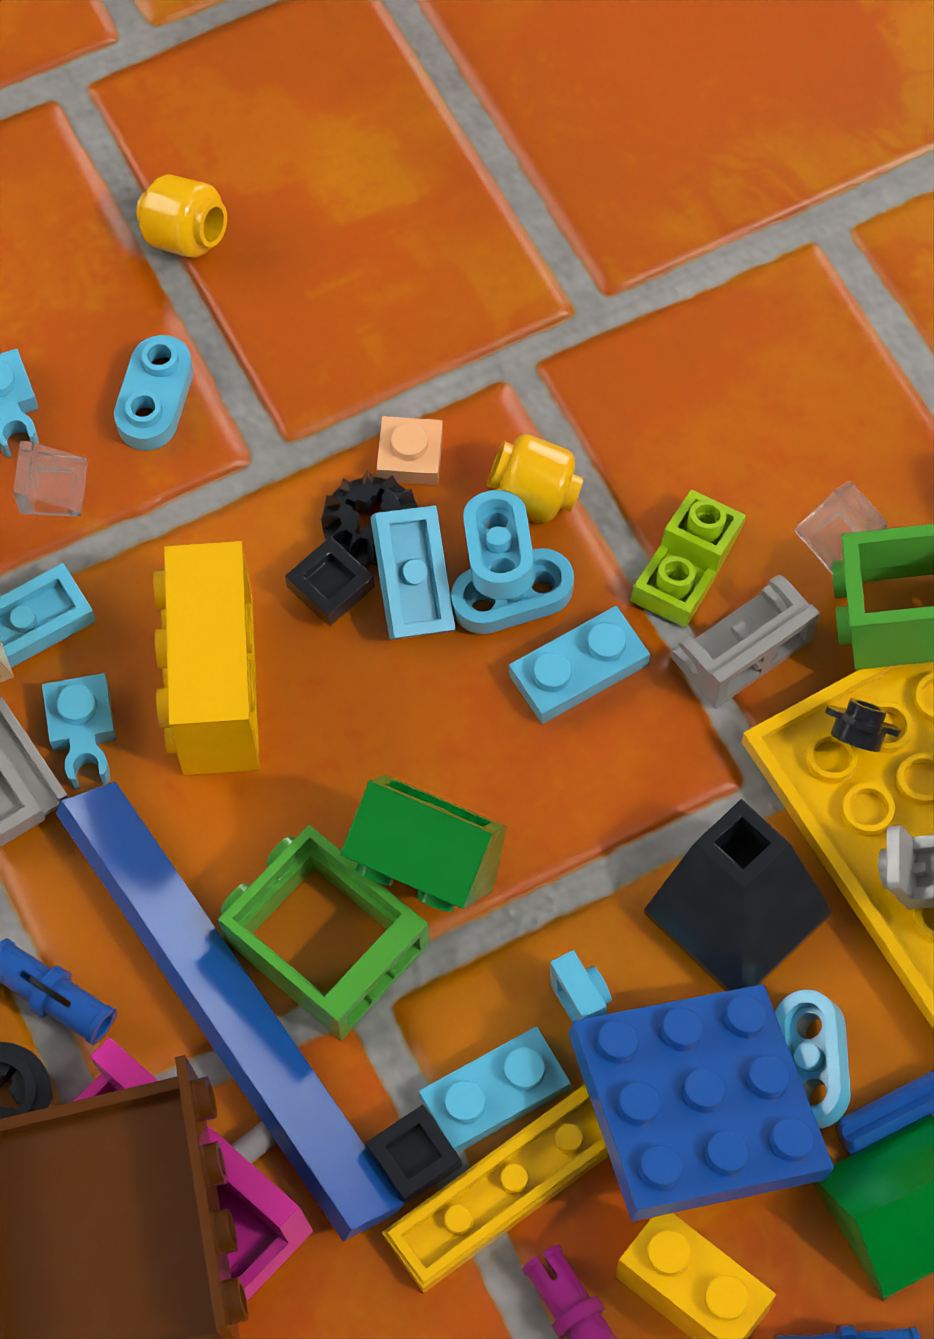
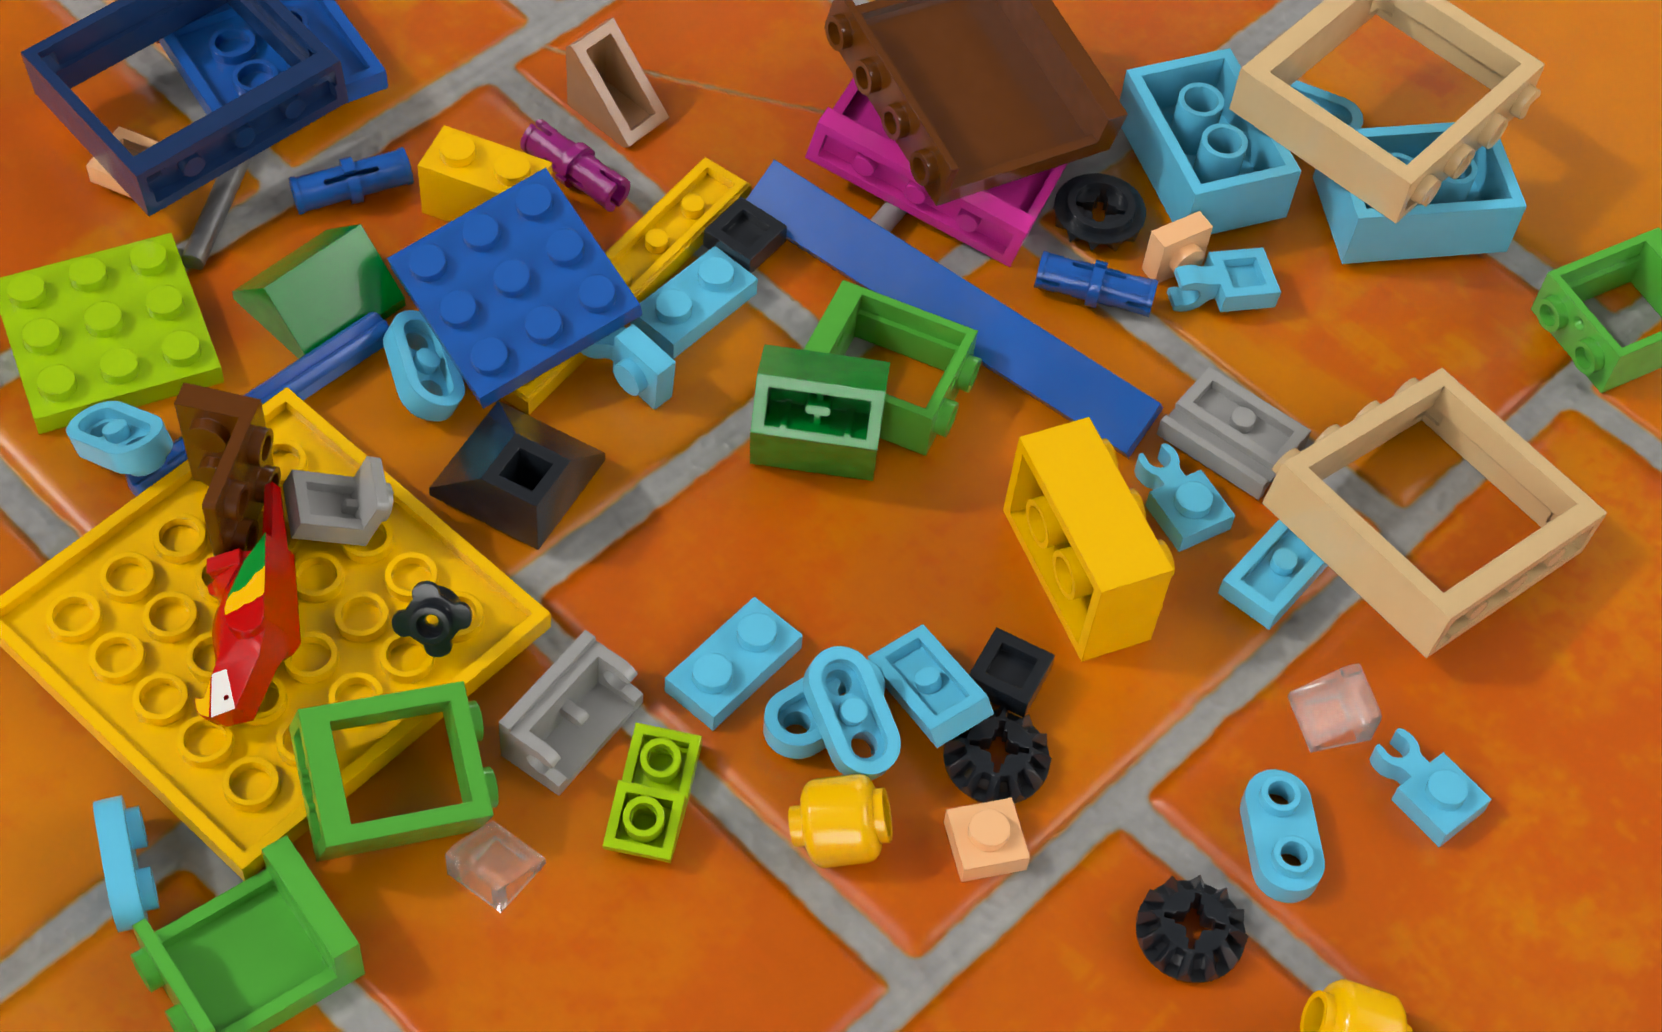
camera: 155 degrees right, 10 degrees down
(276, 357) = (1166, 941): none -> black gear

